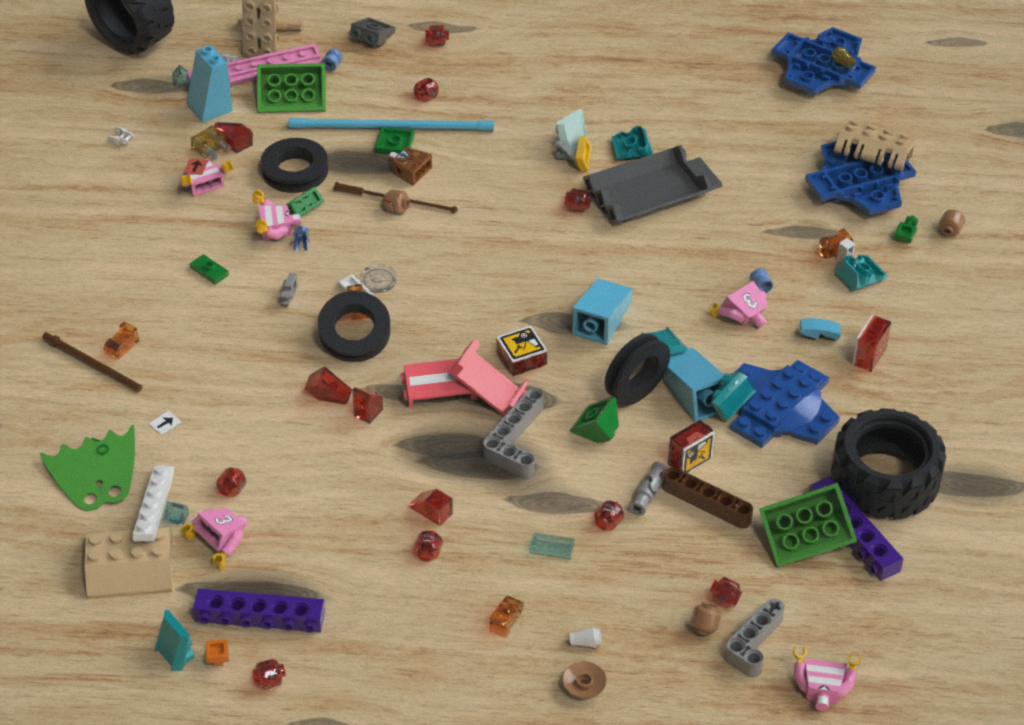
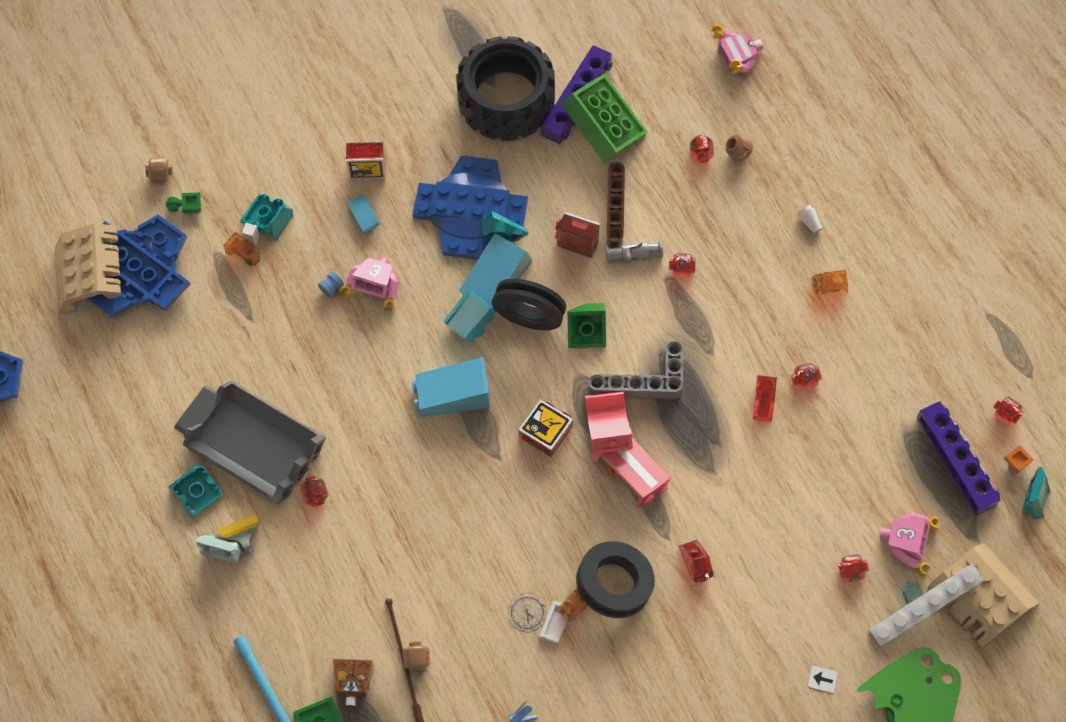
camera: 120 degrees left, 20 degrees up
(290, 287) = (598, 677): light grey plate -> none
(366, 404) = (694, 511): clear red slope -> none
(552, 549) = (744, 306): clear light blue tile -> none
(586, 673) = (850, 192): medium nougat dish -> none
(743, 645) = (726, 110): light grey beam -> none

